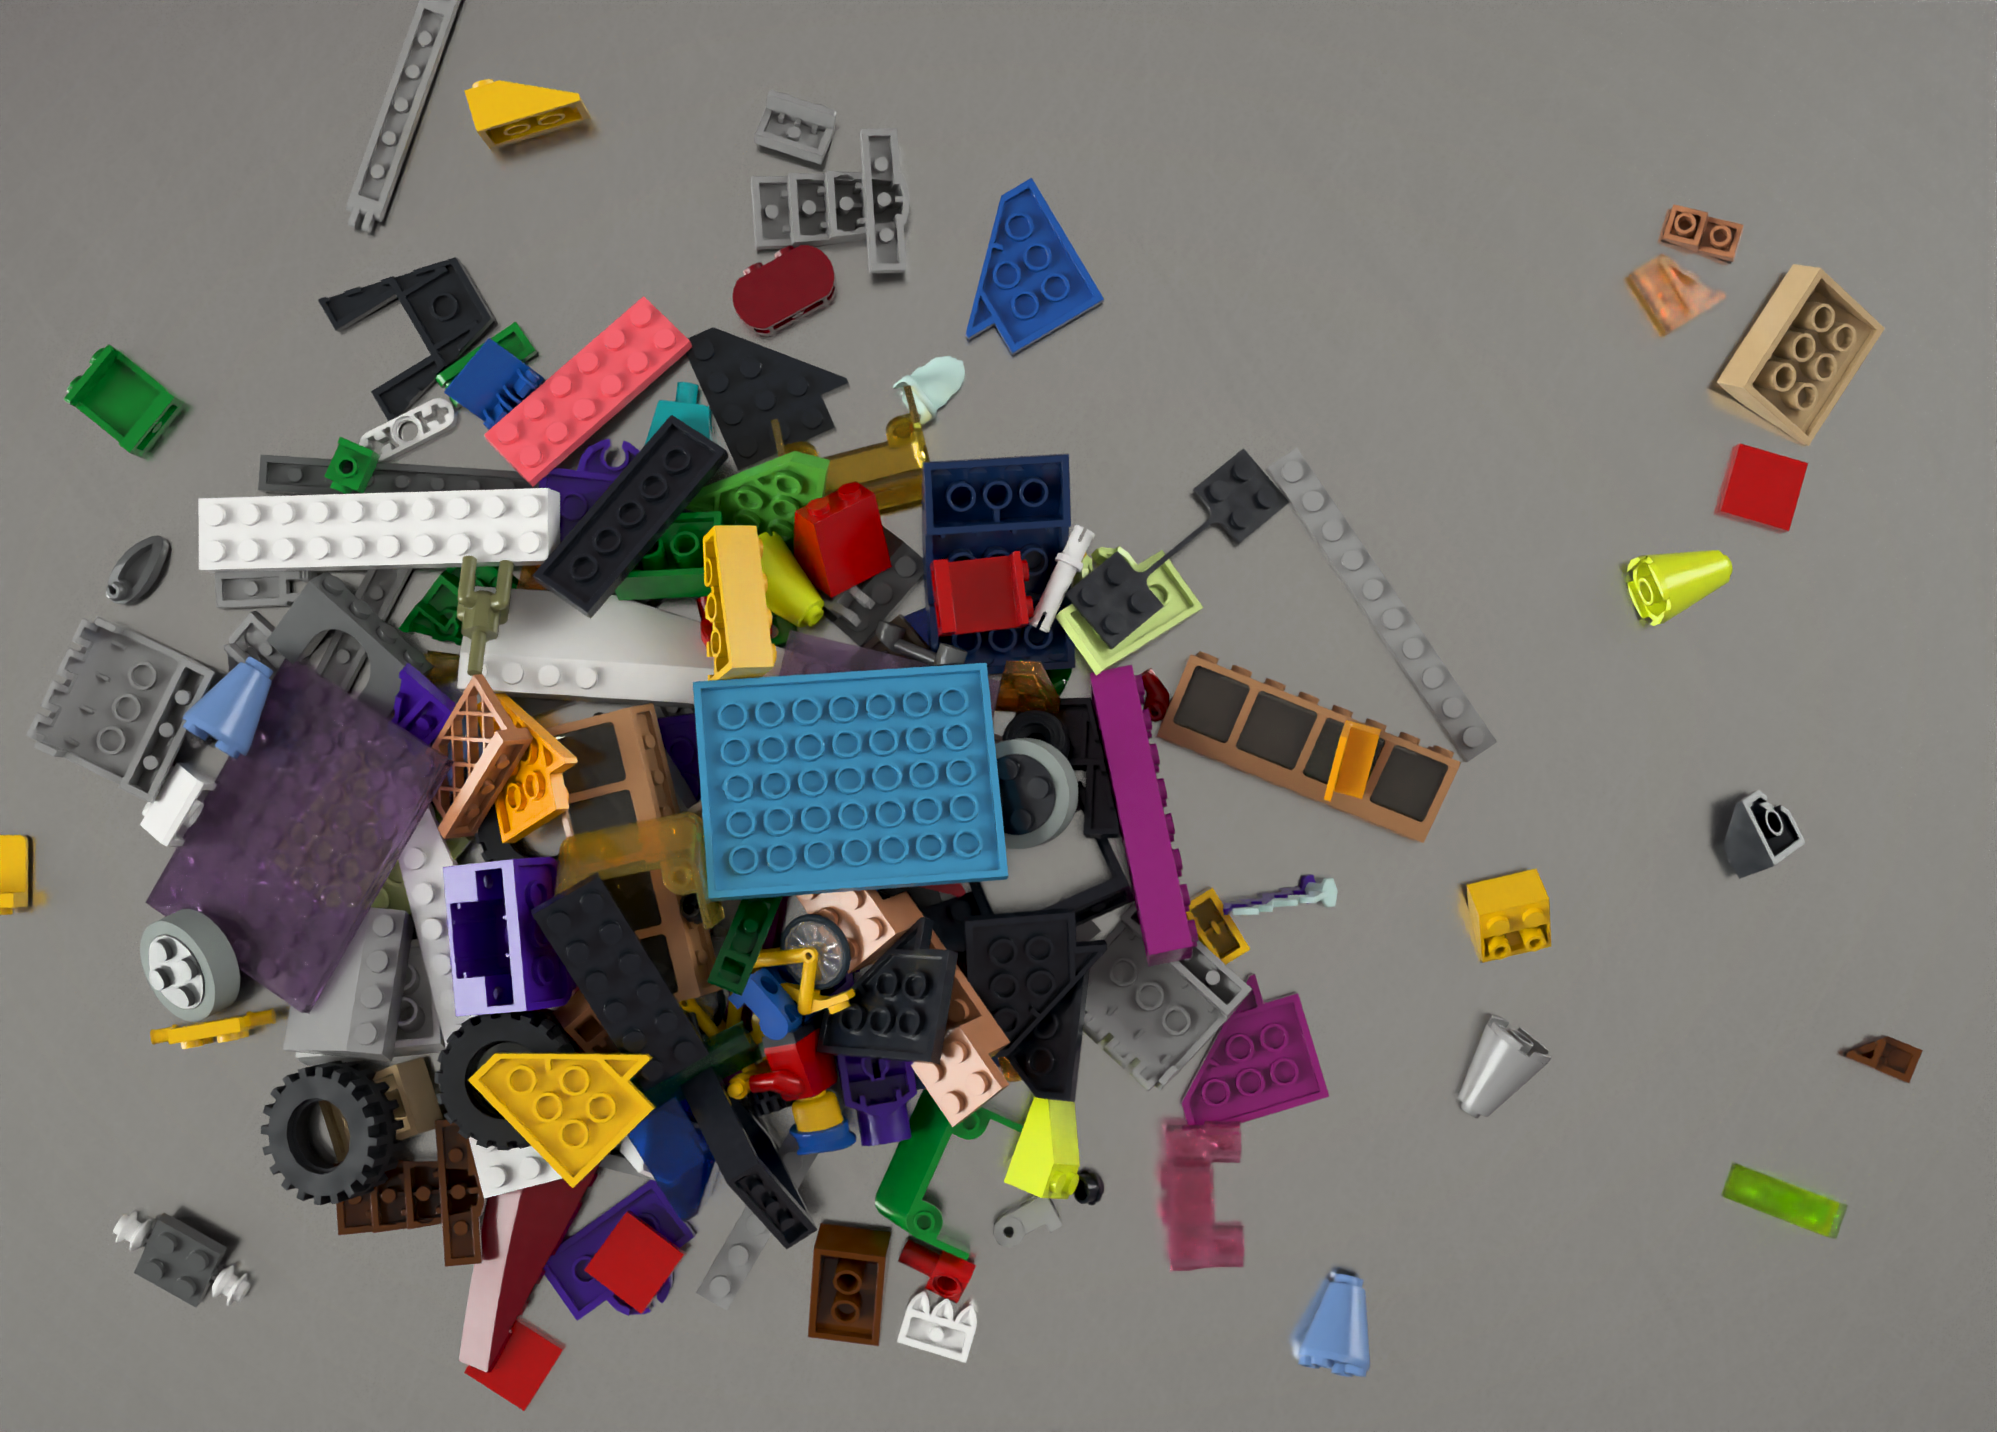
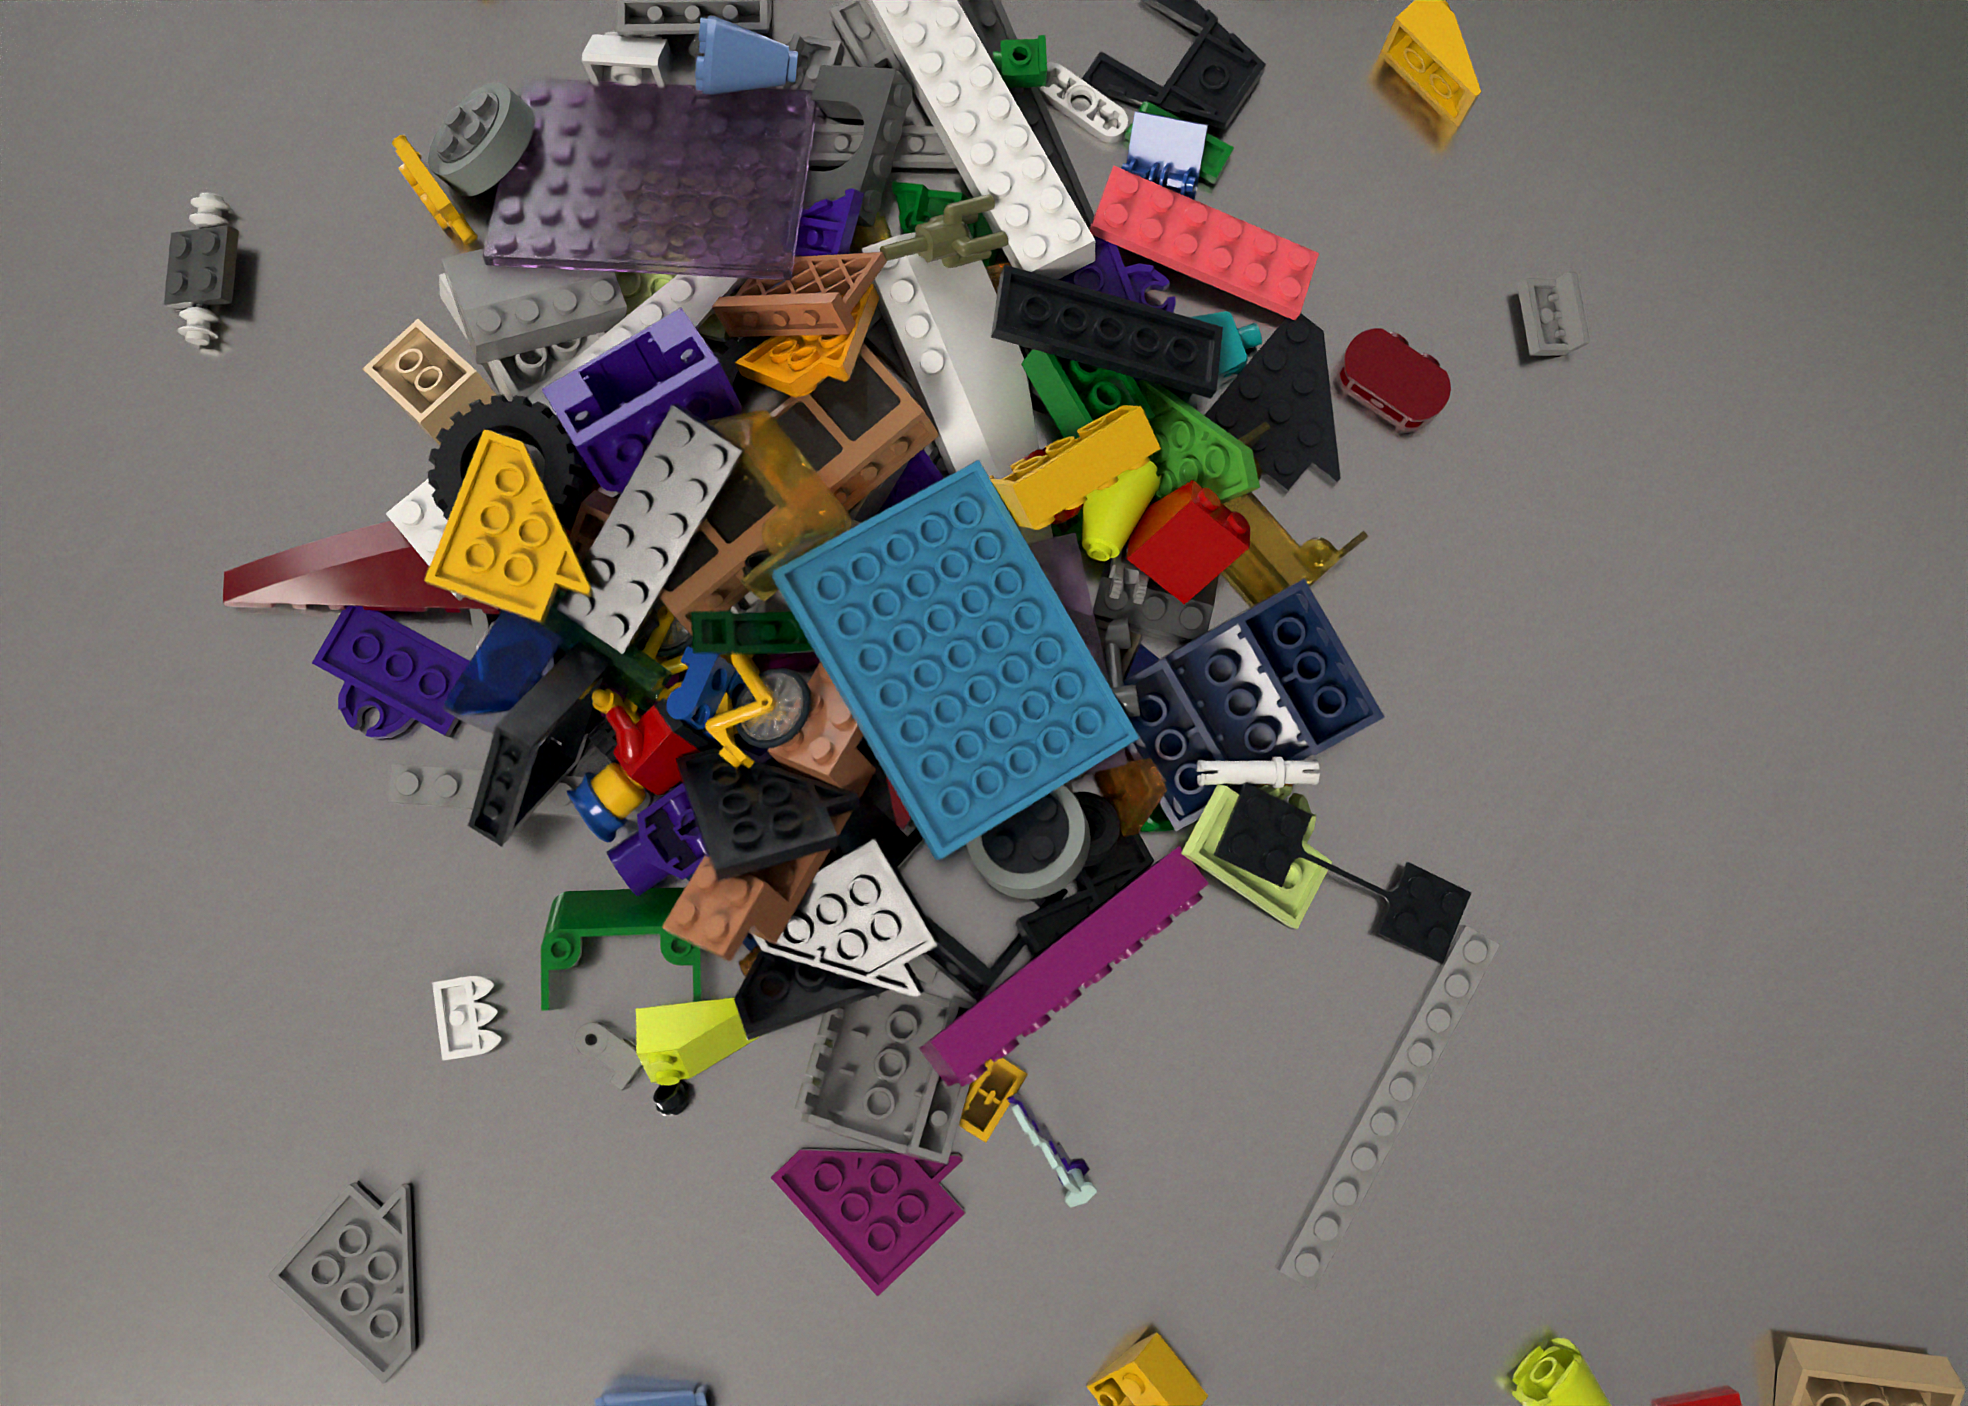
camera: 65 degrees right, 5 degrees down
(369, 1124) = (403, 373): black tyre -> none
(426, 1194) = (362, 452): reddish brown slope -> none
(521, 1365) = (246, 632): red tile -> none
(635, 1261) = (393, 689): red tile -> none
(839, 205) = (1501, 391): light grey slope -> none
(848, 1284) = (468, 907): reddish brown slope -> none
(933, 385) = (1377, 563): light aqua piece -> none
(946, 1271) = (521, 999): red piece -> none
(981, 594) = (1202, 701): red panel -> none
(1029, 273) = (1530, 602): blue wing -> none
(1157, 695) = (1188, 926): red arm -> none
(1190, 1207) = (704, 1208): clear pink bracket -> none
(1295, 743) = (1214, 1103): window -> none
(1352, 760) = (1225, 1153): light orange panel -> none
(1673, 292) = (1852, 1247): clear orange wing -> none
(1702, 233) = (1923, 1248): nougat slope -> none

